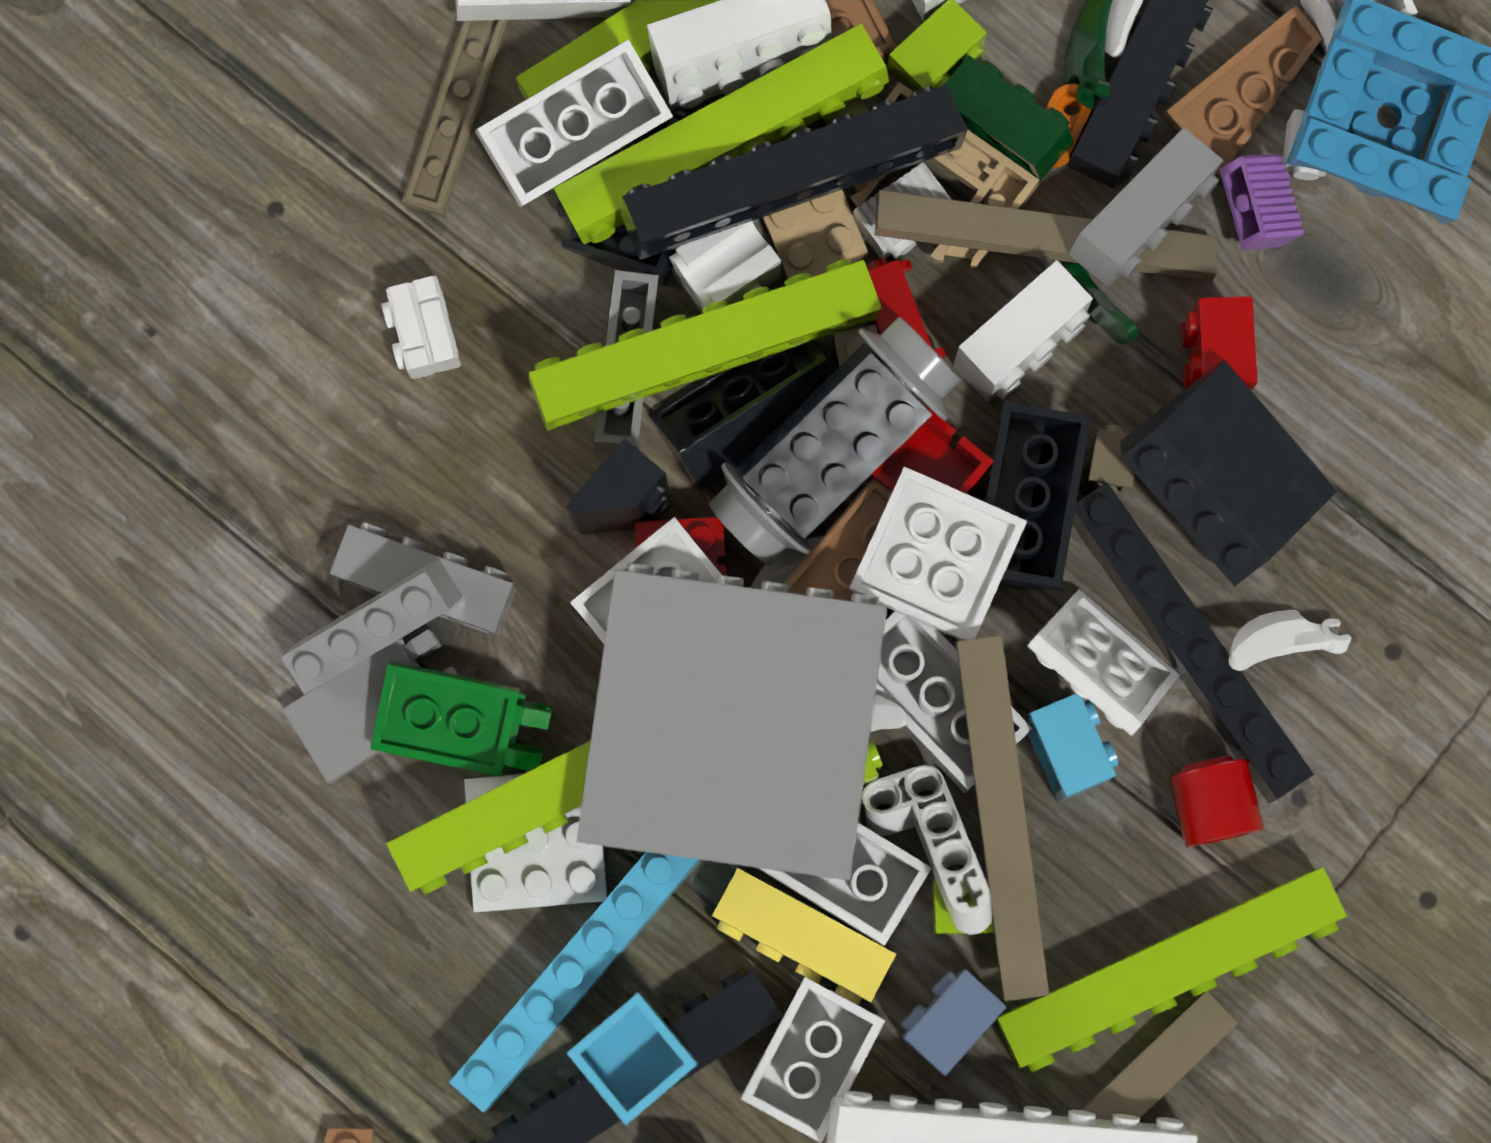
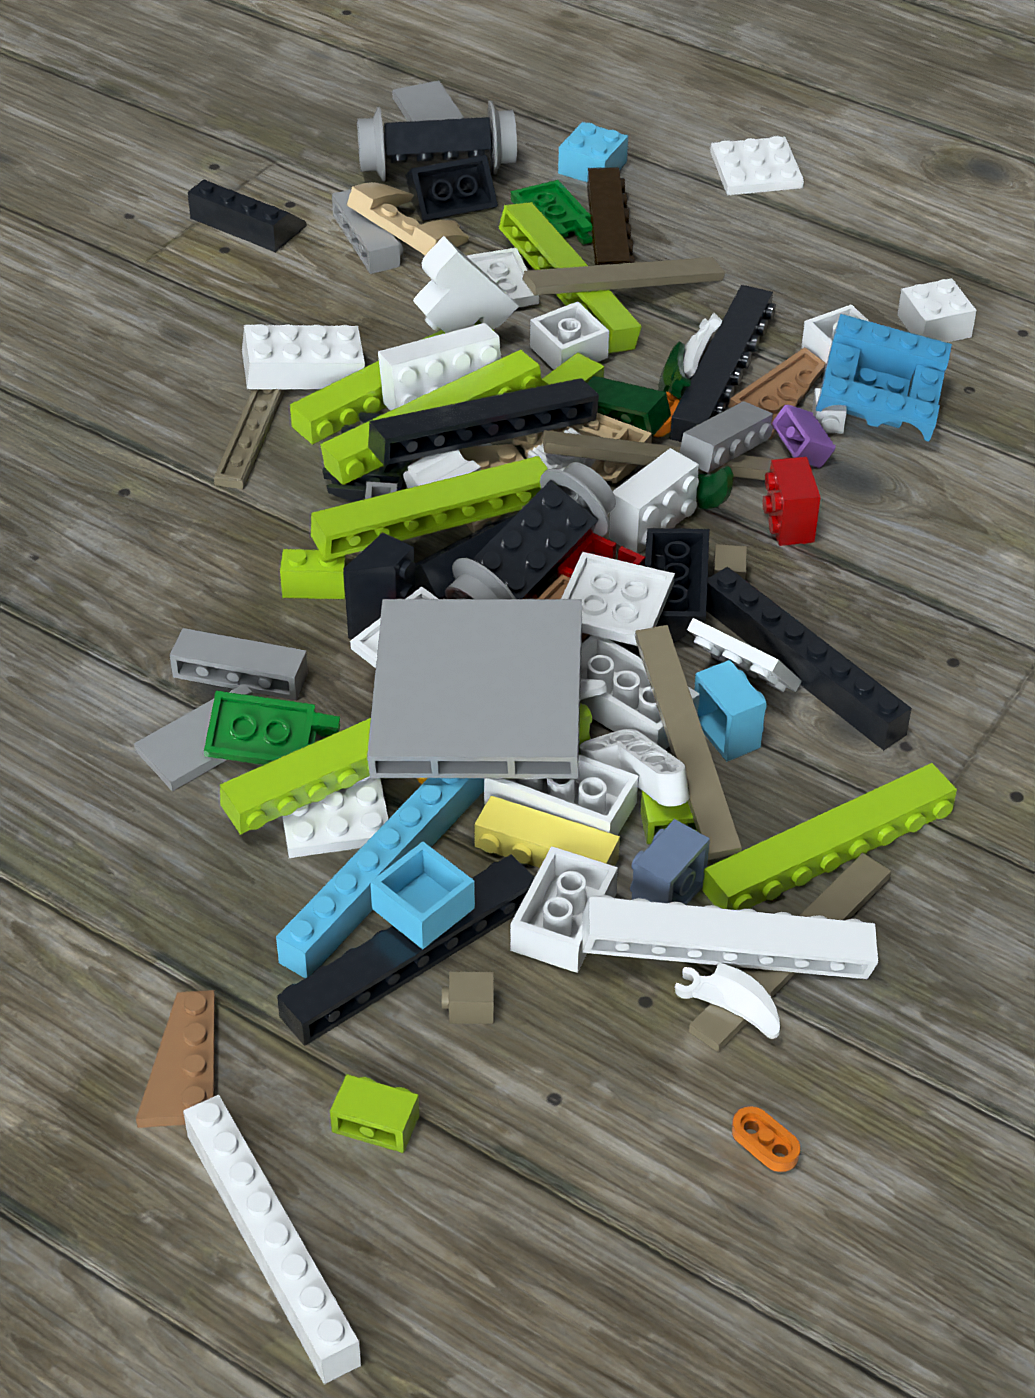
camera: 10 degrees left, 35 degrees down
(371, 626) = (202, 673): light grey brick -> none
(422, 328) = (231, 534): white brick -> none
(518, 422) = (311, 576): none -> lime brick
(573, 123) = (328, 409): white brick -> none
(1216, 801) = (844, 736): red piece -> none
(1227, 471) = (809, 551): black slope -> none
(1284, 634) = (876, 646): white piece -> none

